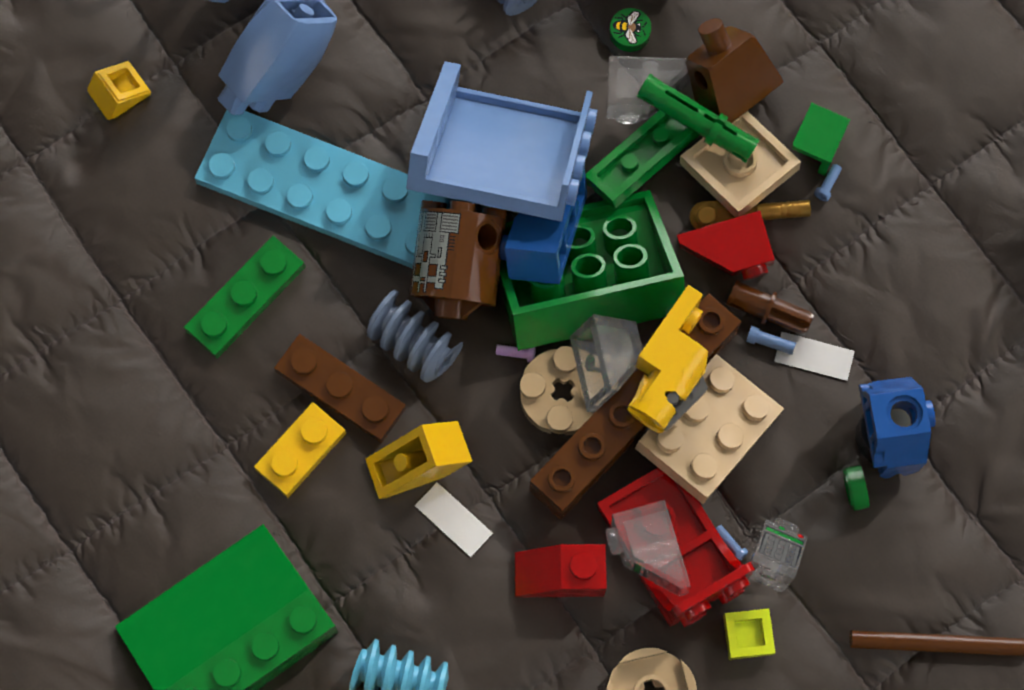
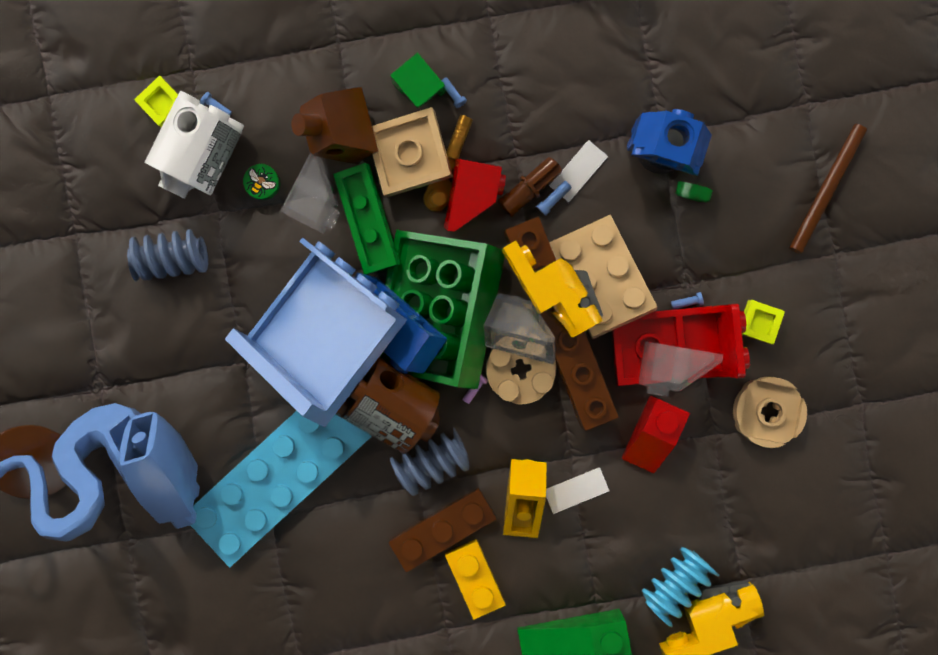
camera: 65 degrees left, 15 degrees up
(117, 89) = (129, 592): yellow slope -> none
(245, 297) = (339, 568): green plate -> none
(698, 118) = (363, 169): green pin -> none
(777, 554) = (718, 276): clear slope -> none

